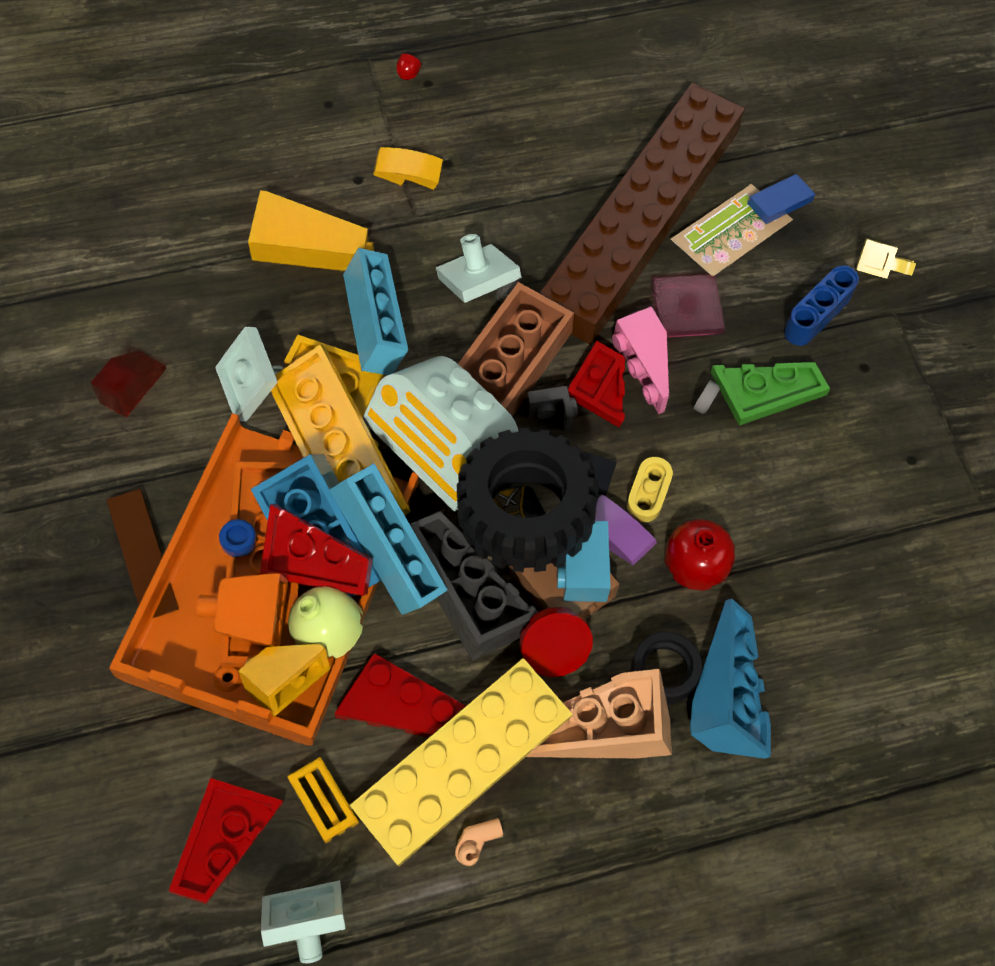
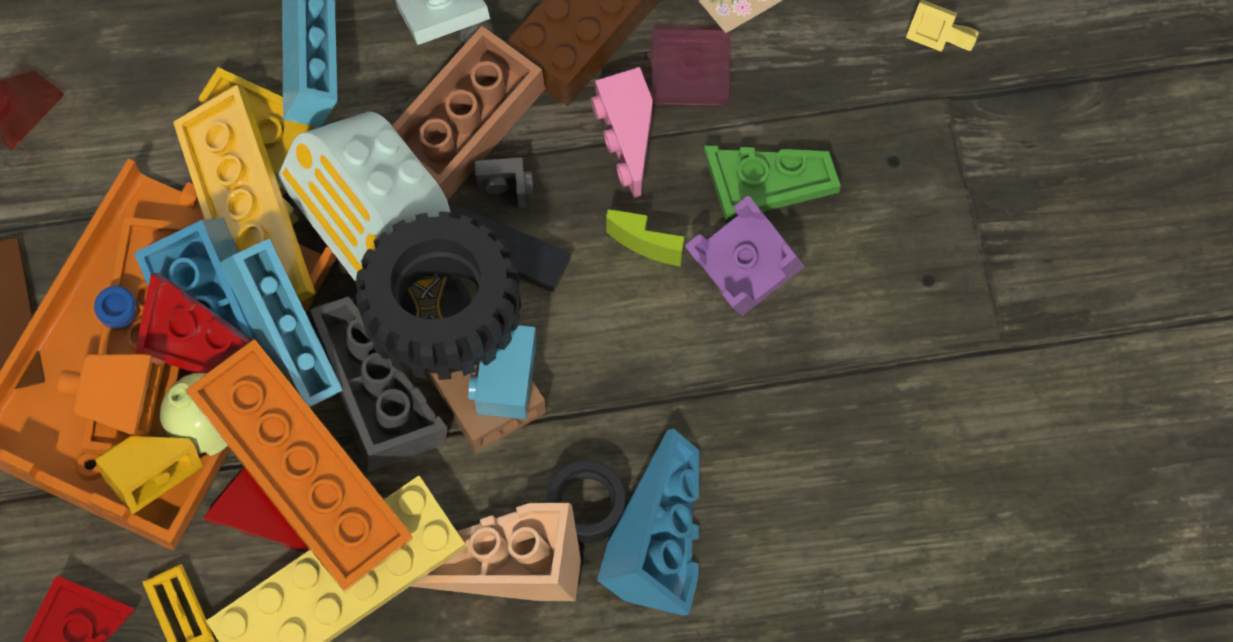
camera: 10 degrees right, 5 degrees up
(246, 373) = (151, 111): light aqua tile -> none
(422, 658) = (299, 465): none -> orange plate
(556, 642) = (461, 460): red tile -> none
(601, 384) = (567, 156): red wing -> none
(626, 535) = (559, 335): medium lavender slope -> none
(648, 491) = (602, 291): light yellow plate -> none
(665, 440) = (632, 232): none -> lime slope
(699, 554) = (650, 372): red cylinder -> none
(707, 397) = (691, 184): light grey tile -> none
(765, 452) = (746, 257): none -> medium lavender panel
(832, 293) = (858, 65): blue beam -> none

